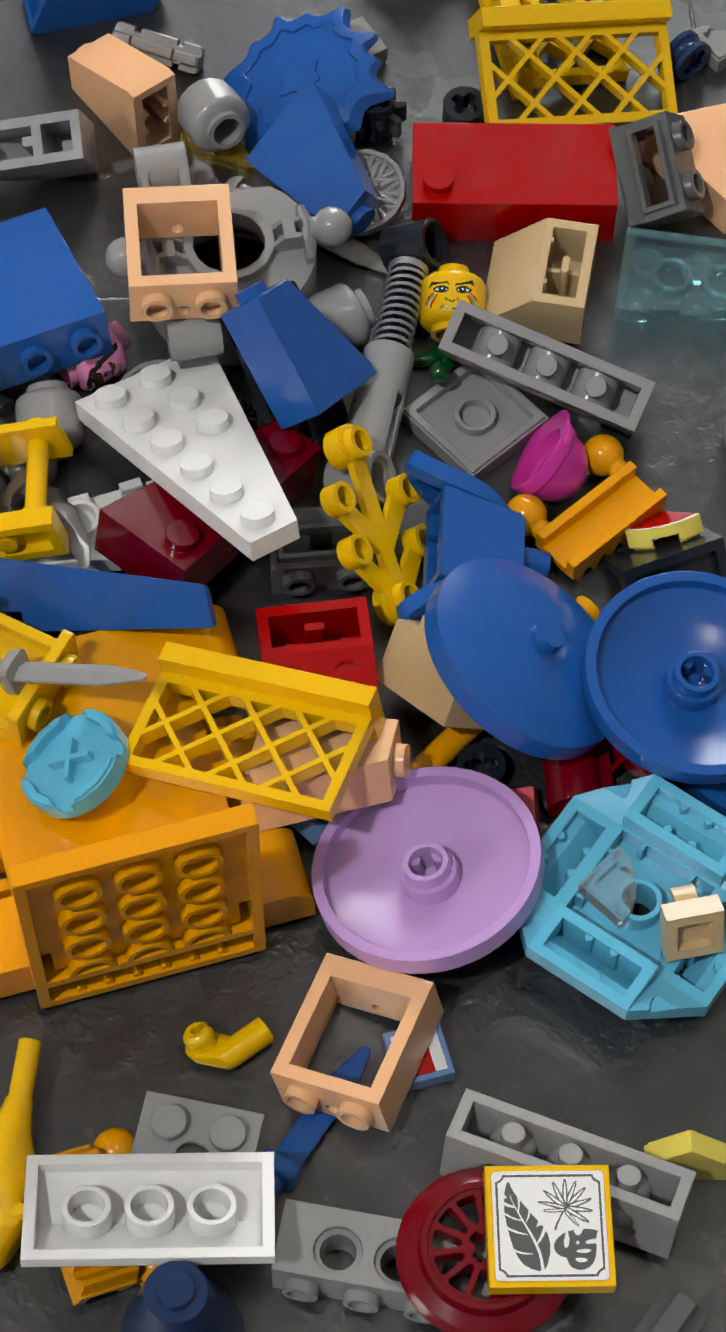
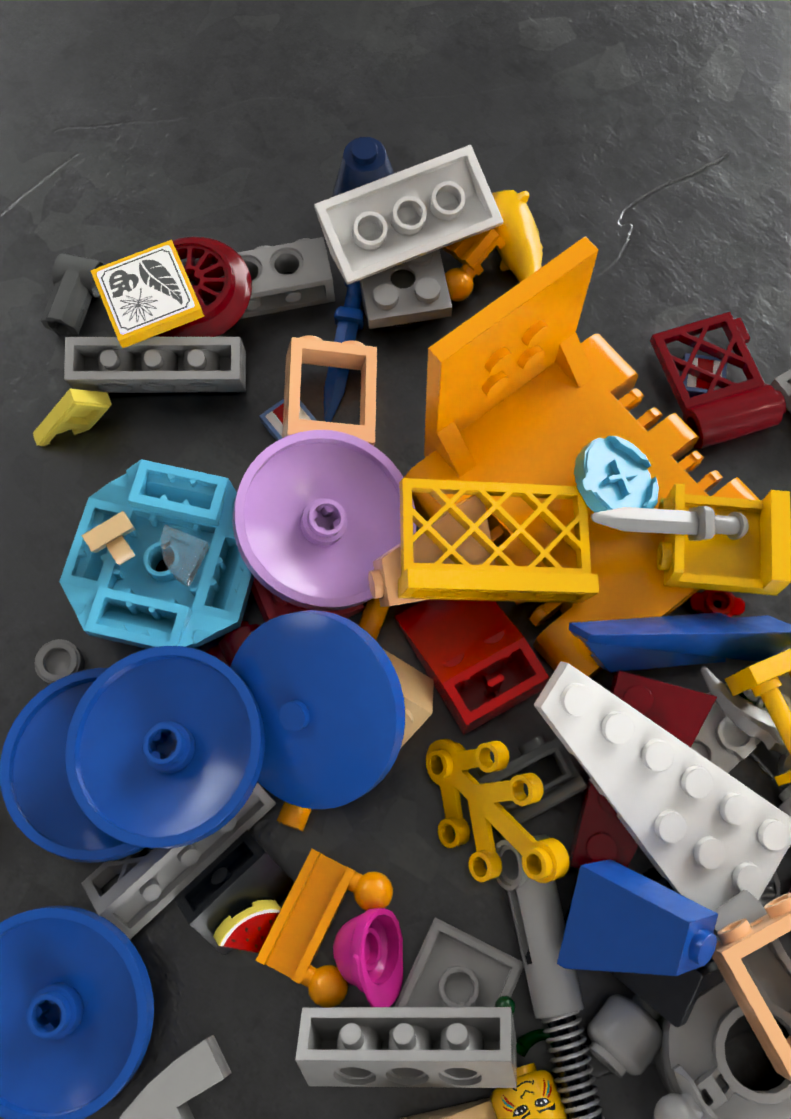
camera: 160 degrees right, 10 degrees up
(222, 1050) = (412, 381): yellow arm -> none
(462, 525) = (404, 829): blue torso -> none

